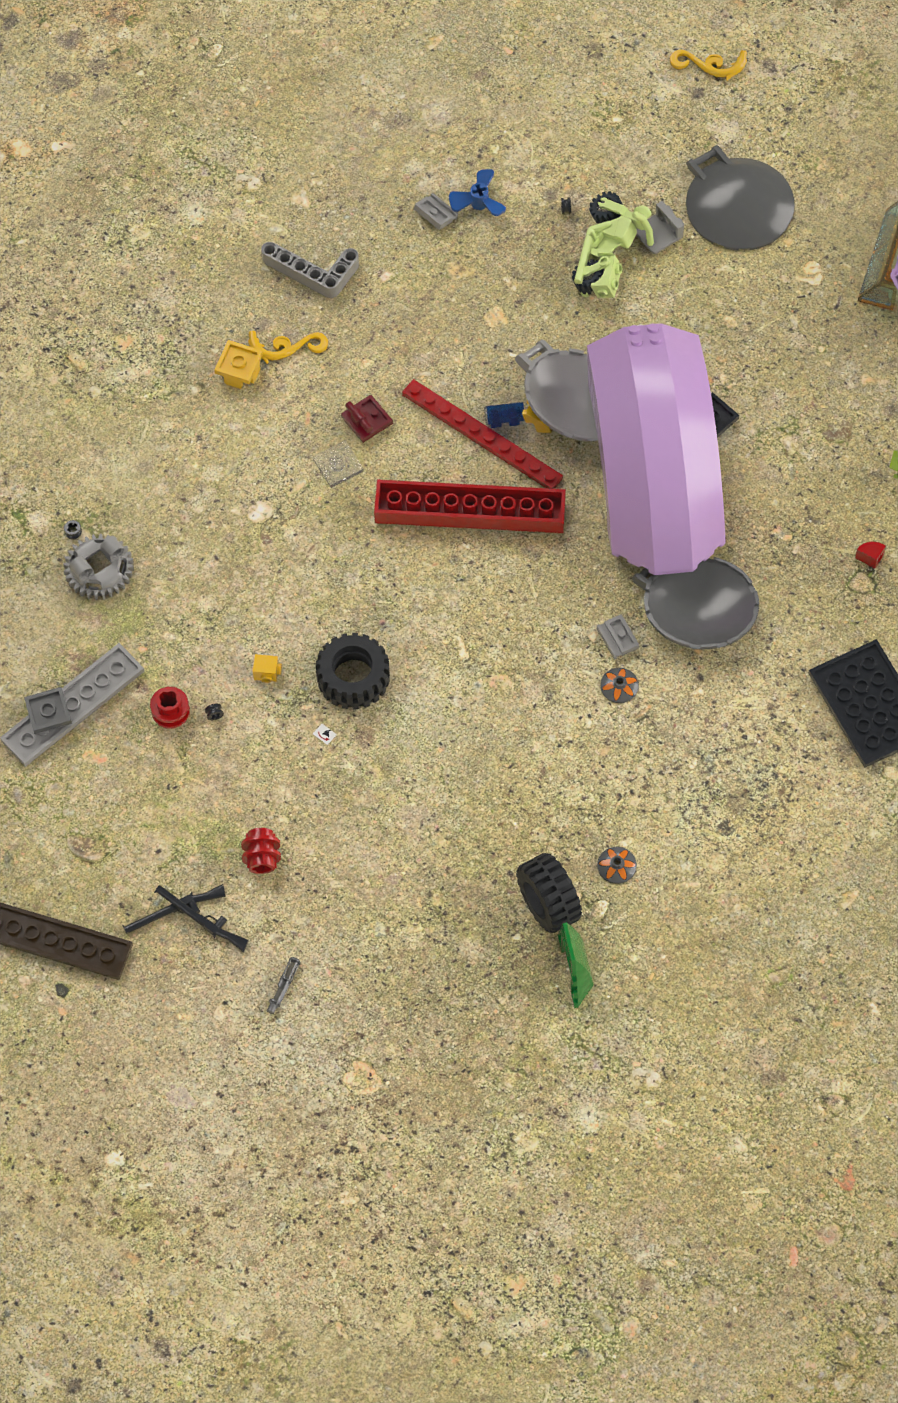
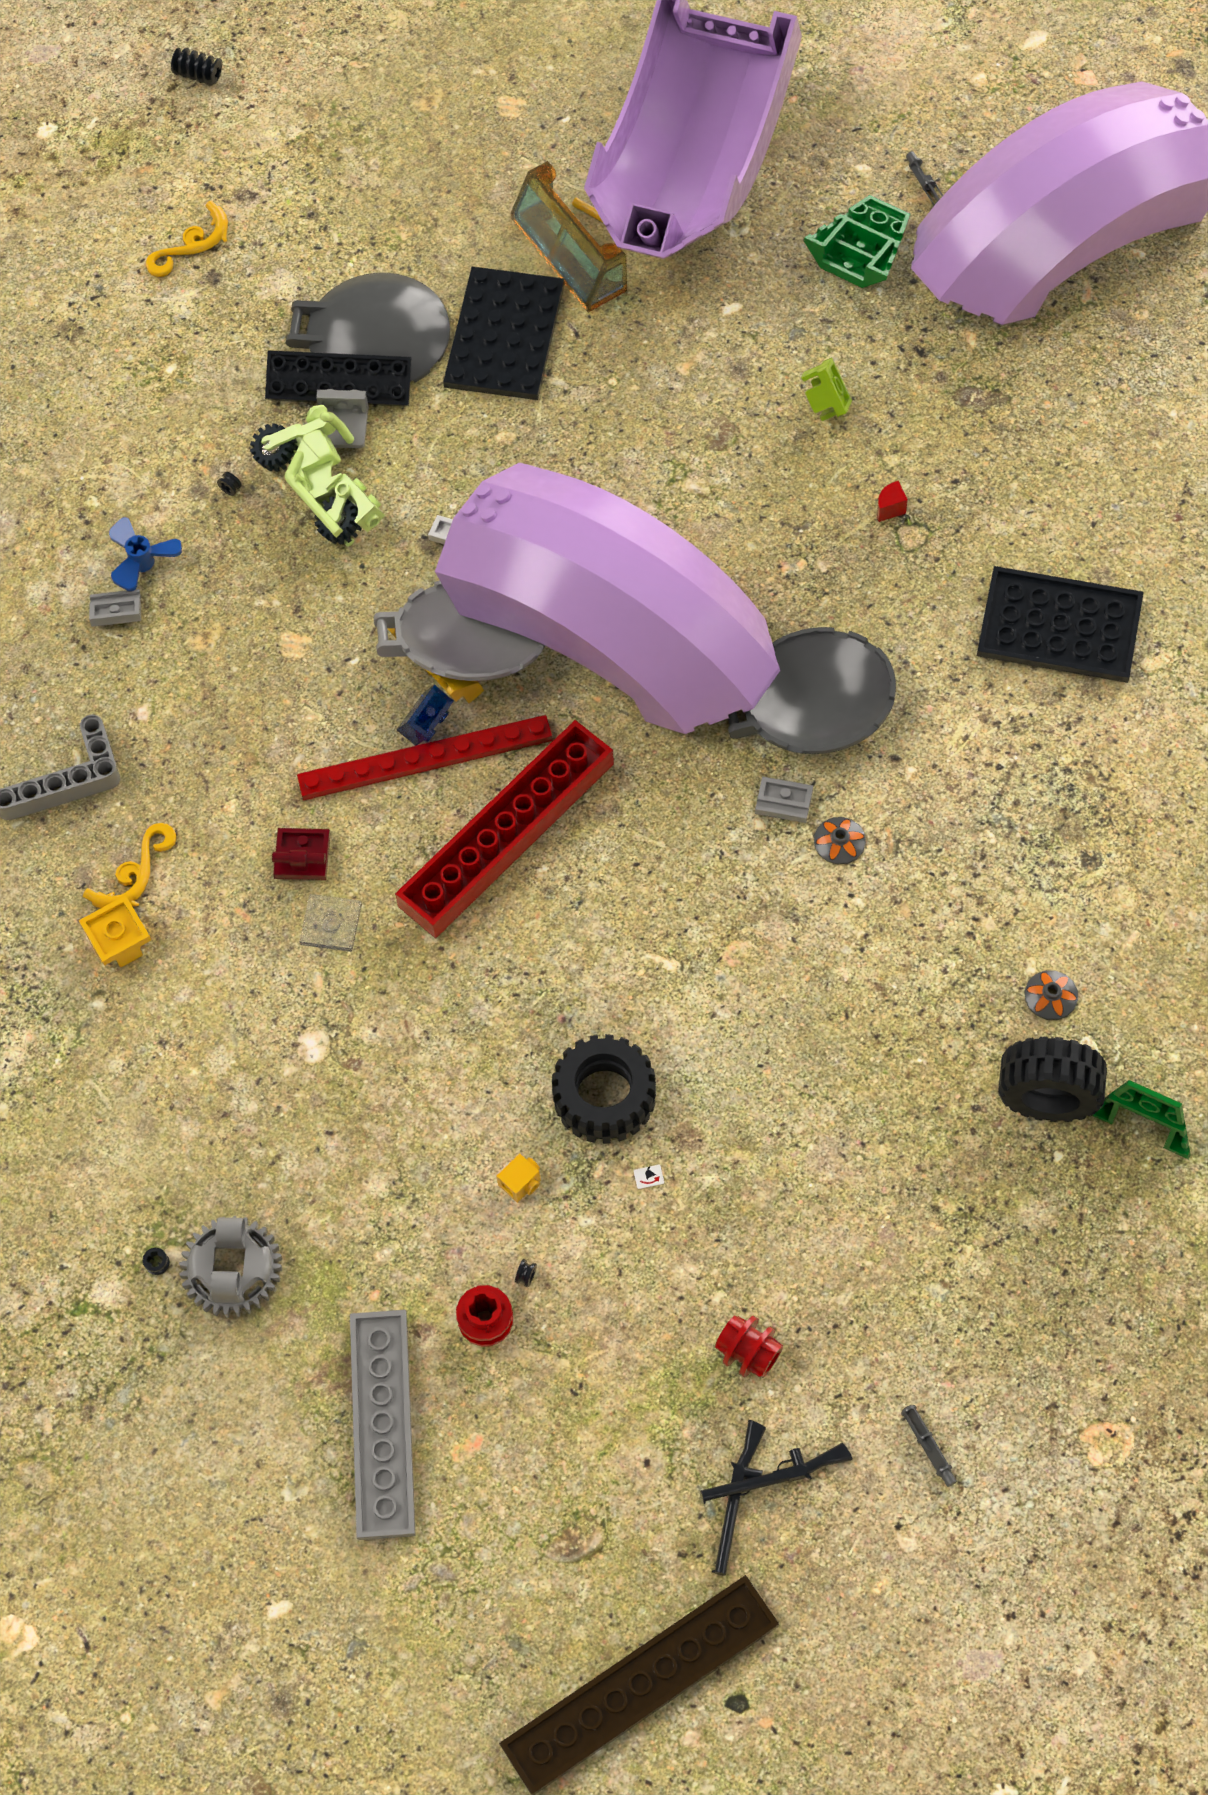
camera: 50 degrees left, 0 degrees up
(47, 710) = (372, 1455): dark grey plate -> none
(699, 220) = (300, 375): none -> black plate
(800, 268) = (504, 333): none -> black plate

